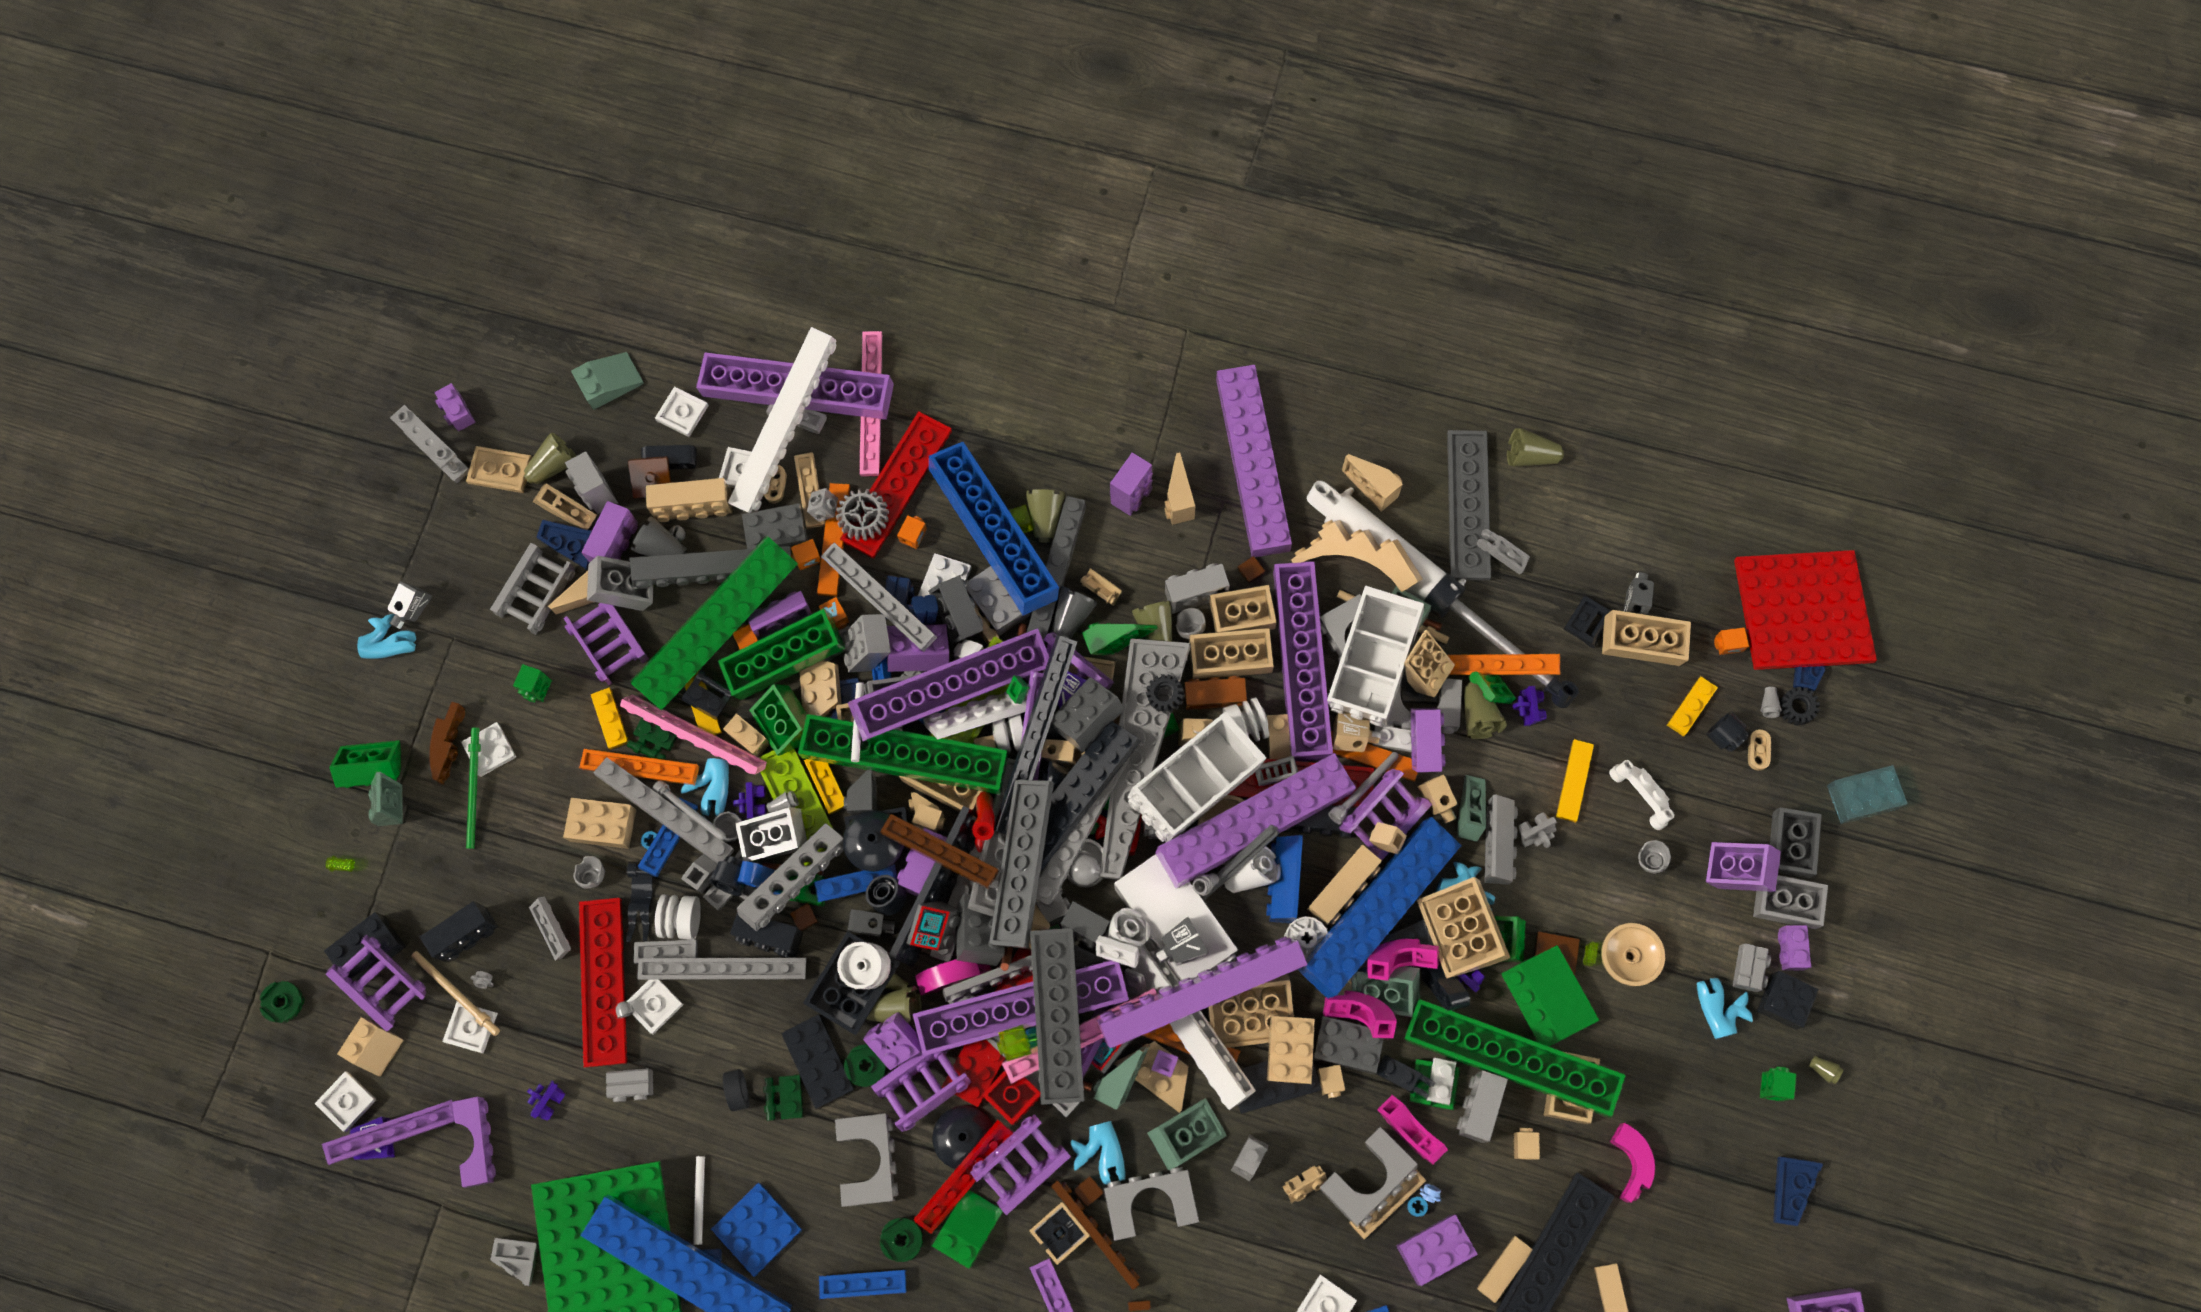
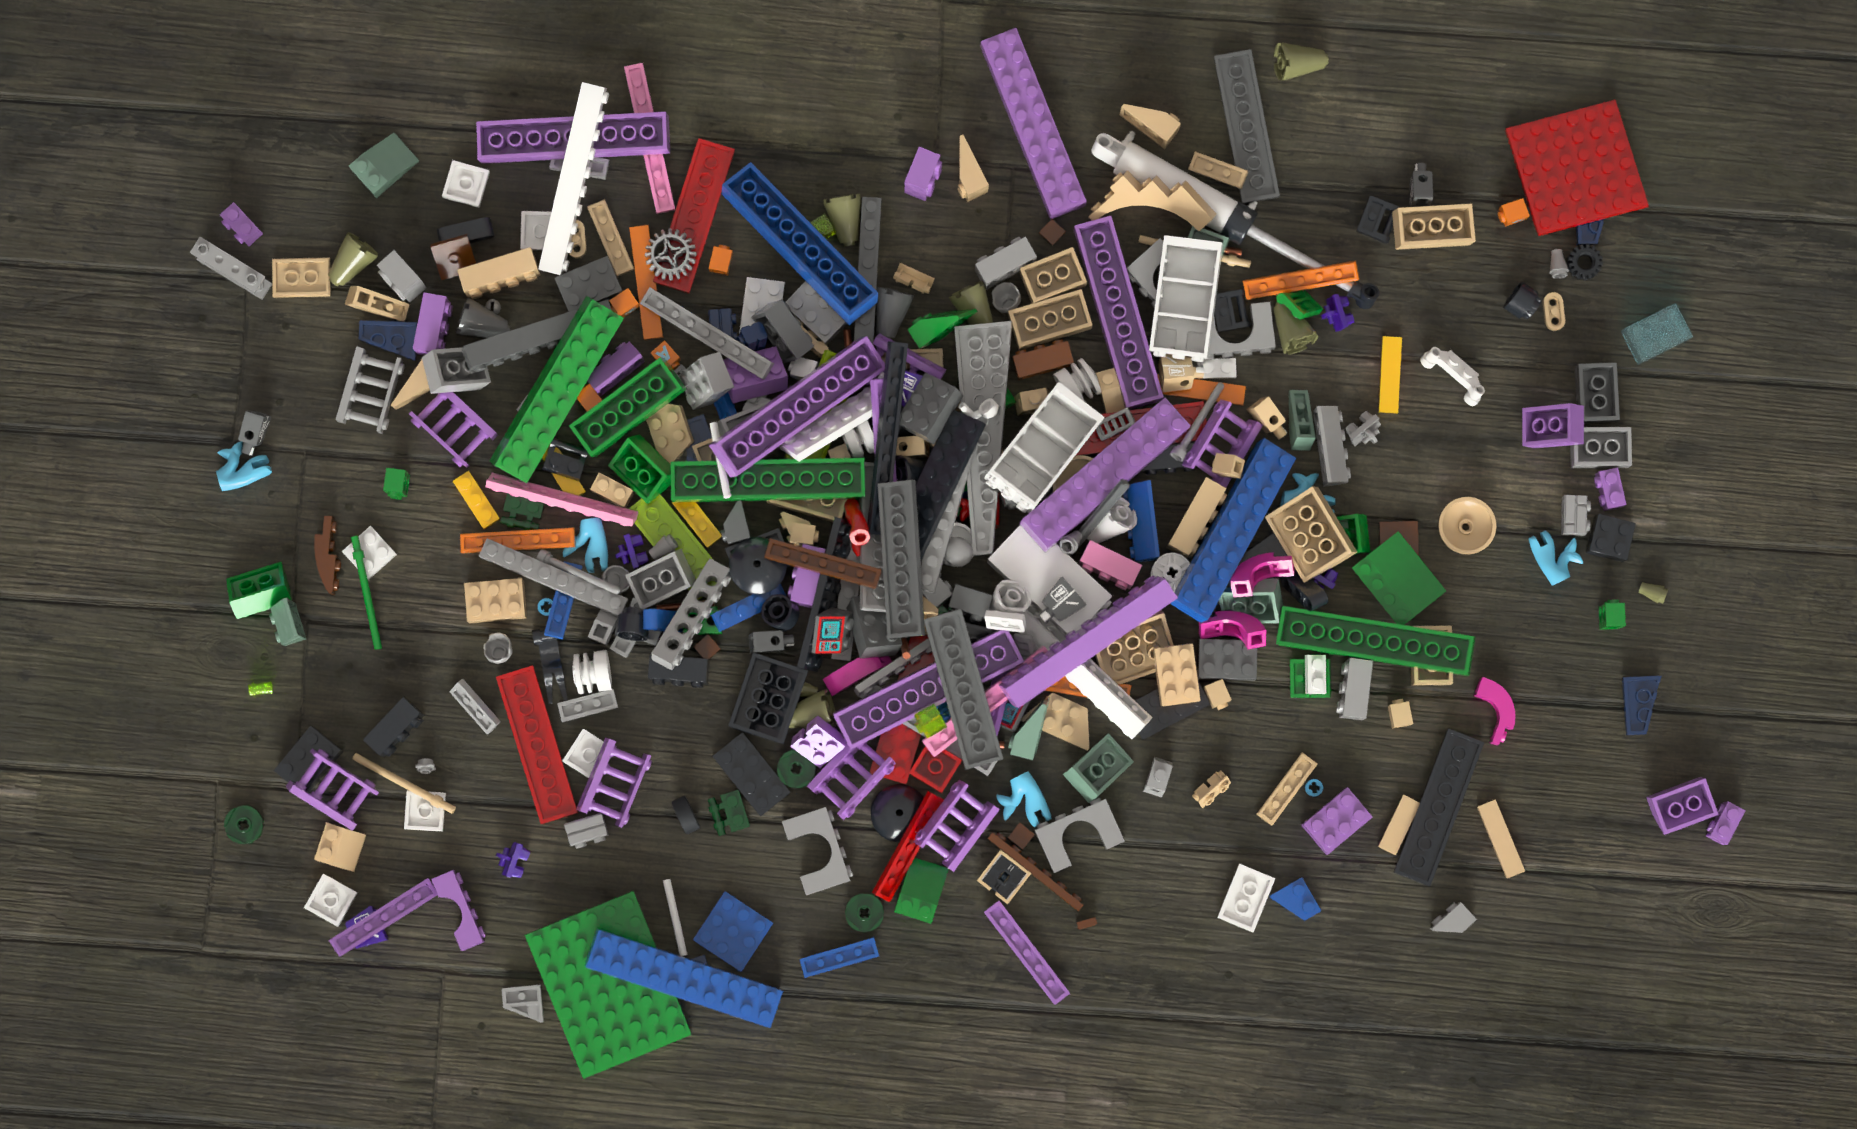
camera: 20 degrees left, 10 degrees up
(624, 1009) = (565, 765): light grey hinge -> none
(662, 1020) = (595, 785): none -> medium lavender fence
(721, 968) = (645, 710): light grey plate -> none
(822, 505) = (629, 252): light grey brick -> none
(861, 976) = (768, 686): white wheel -> none
(1017, 689) = (861, 398): green plate -> none
(1145, 727) = (987, 409): none -> white plate
(1164, 1063) = (1066, 710): medium lavender plate -> none
(1173, 702) = (987, 370): black tyre -> none
(1242, 917) = (1109, 565): none -> bright pink brick
(1360, 1207) = (1263, 798): light grey arch -> none
(1403, 1076) = (1280, 677): black hinge -> none
(1411, 1130) = (1296, 722): dark pink arch -> none
(1427, 666) = (1236, 297): tan slope -> none
(1427, 739) = (1247, 366): medium lavender brick -> none
(1430, 1193) = (1323, 773): light blue plate -> none
(1432, 541) = (1218, 170): none -> tan tile
(1503, 551) = (1288, 167): light grey hinge -> none
(1590, 953) = (1429, 532): clear neon green tile -> none
(1654, 856) = (1473, 432): light grey hair -> none
(1692, 706) = (1486, 281): yellow plate -> none

